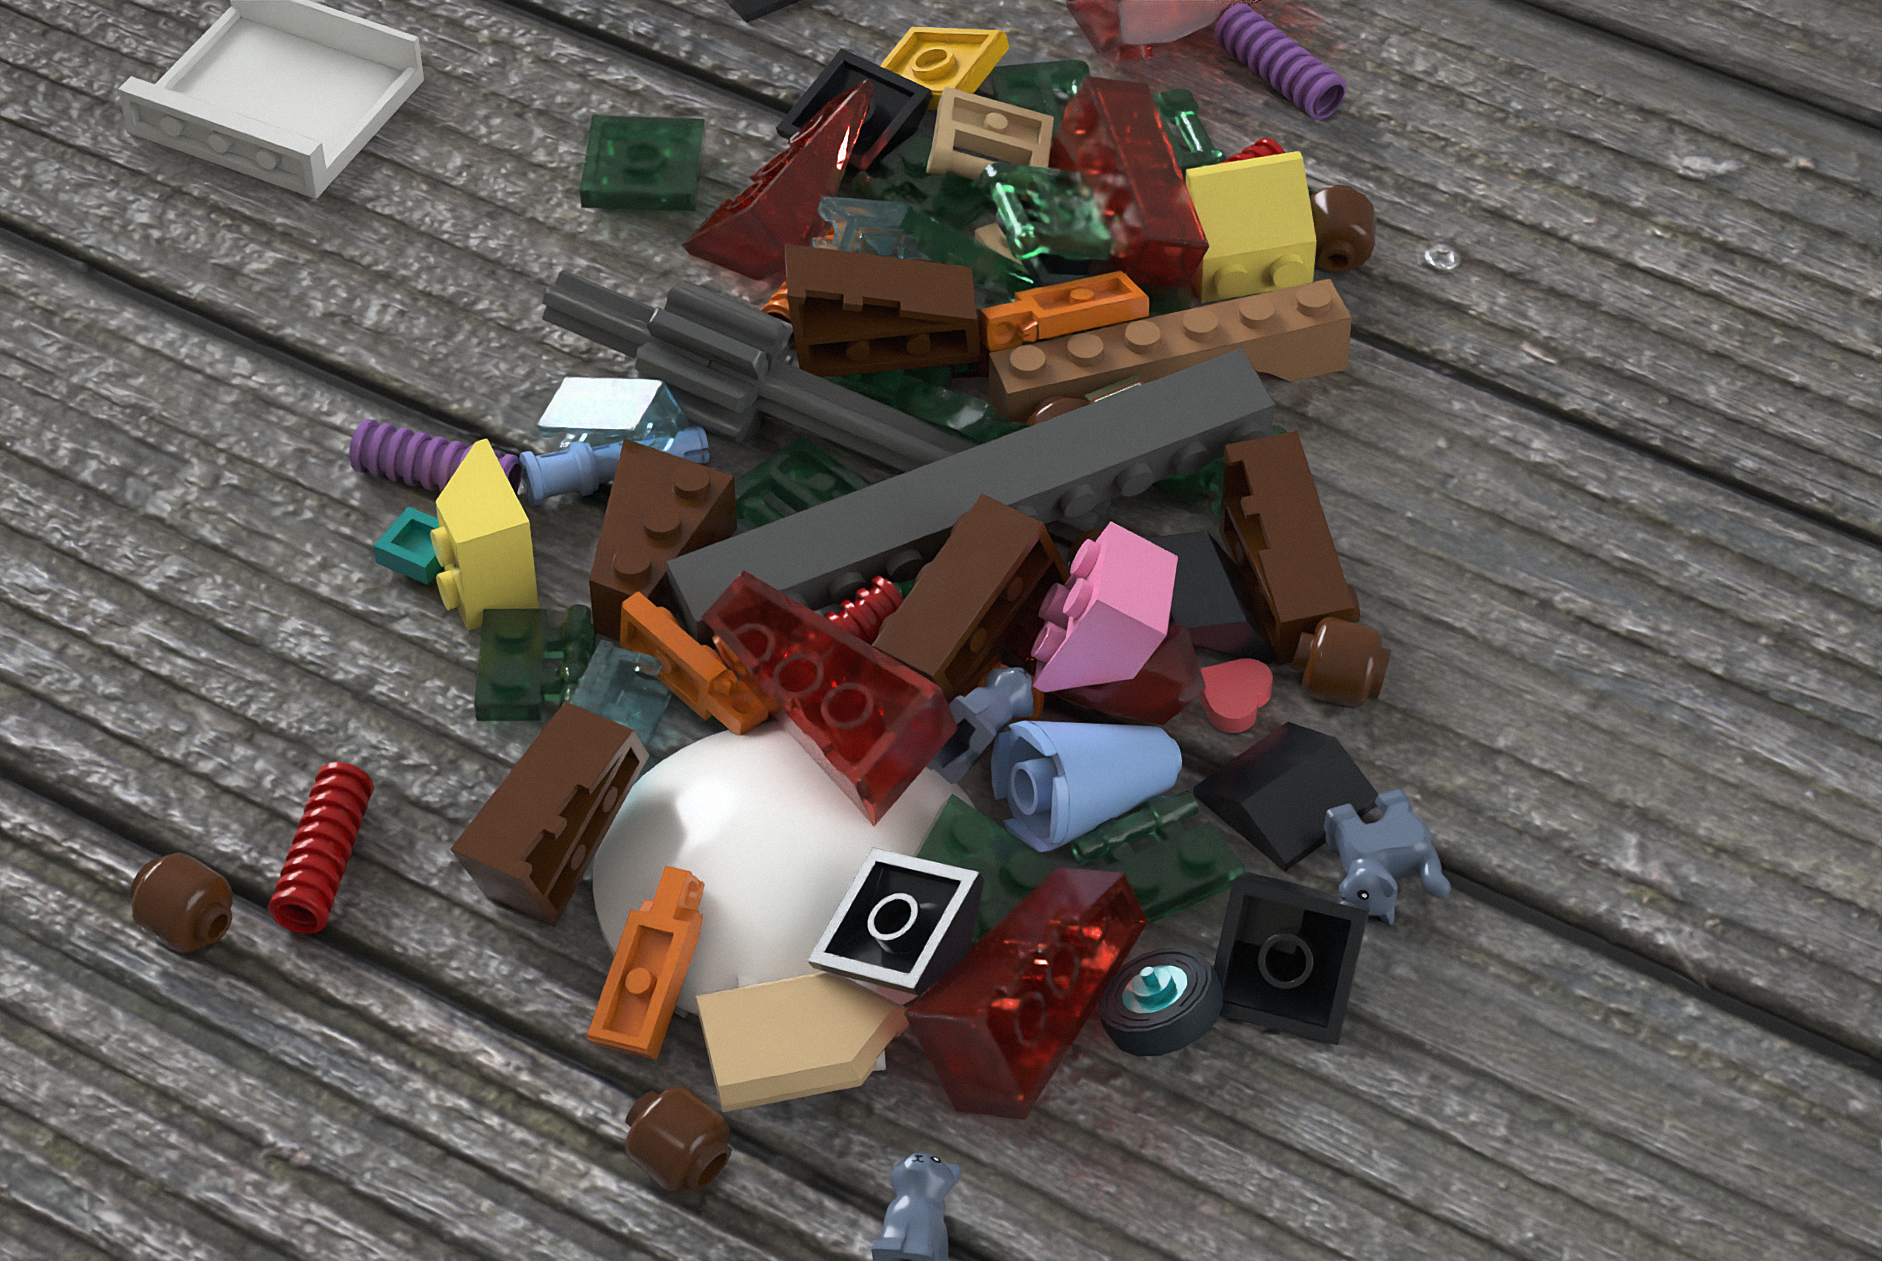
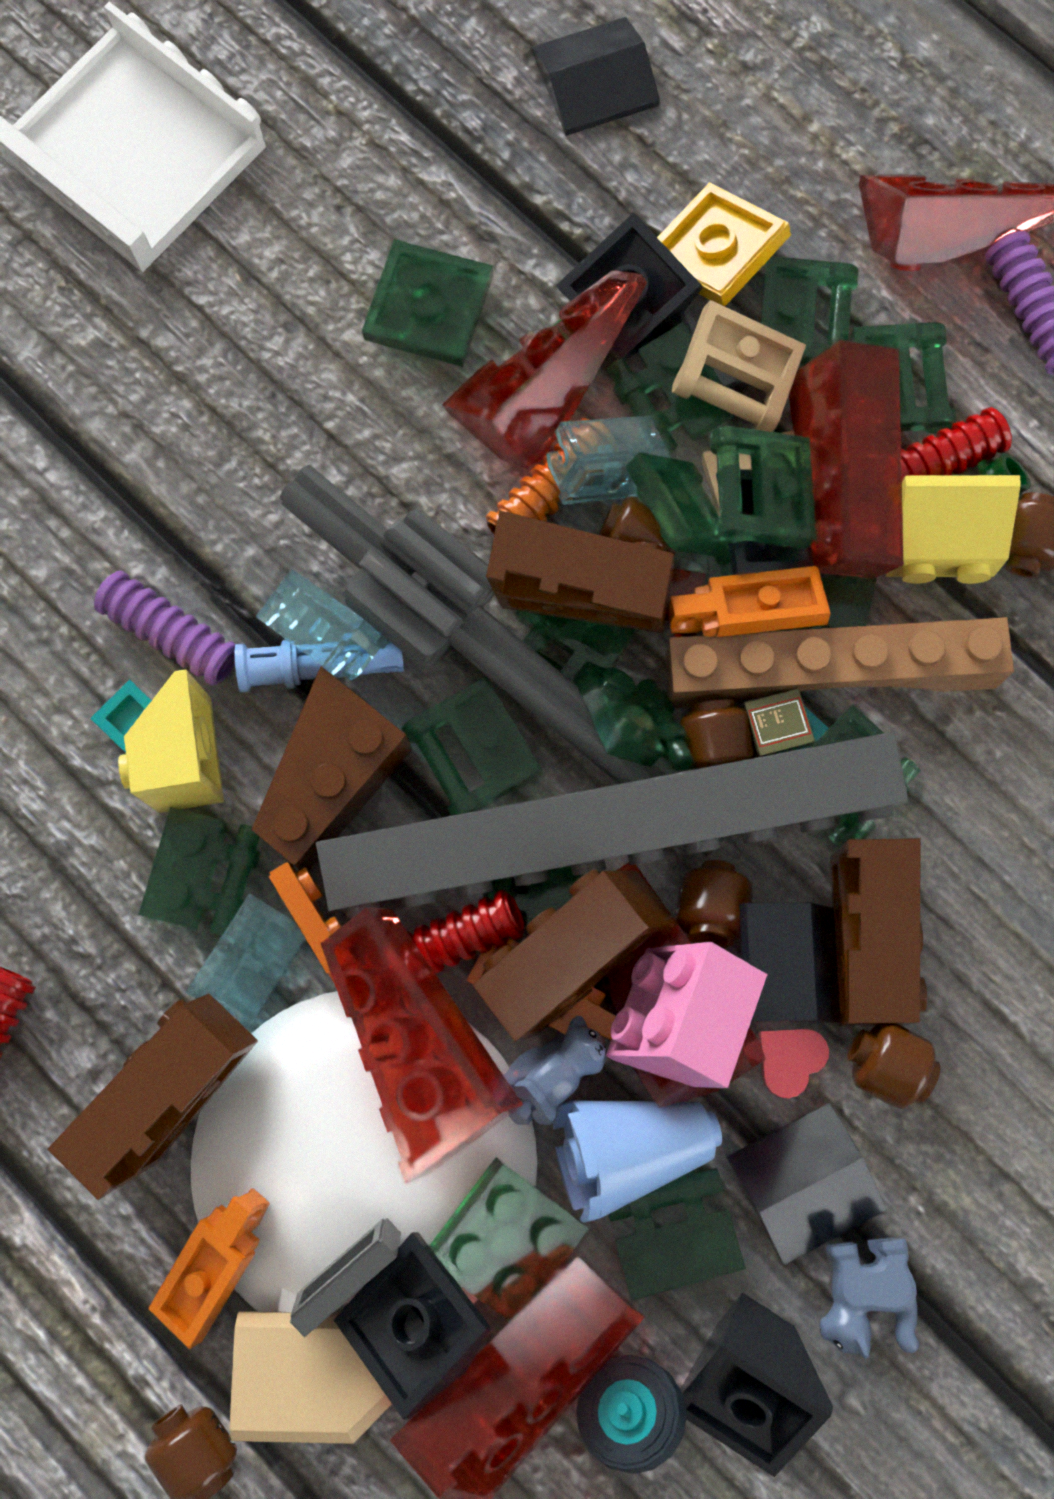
camera: 20 degrees right, 30 degrees up
(809, 910) = (345, 1276): none -> dark grey tile

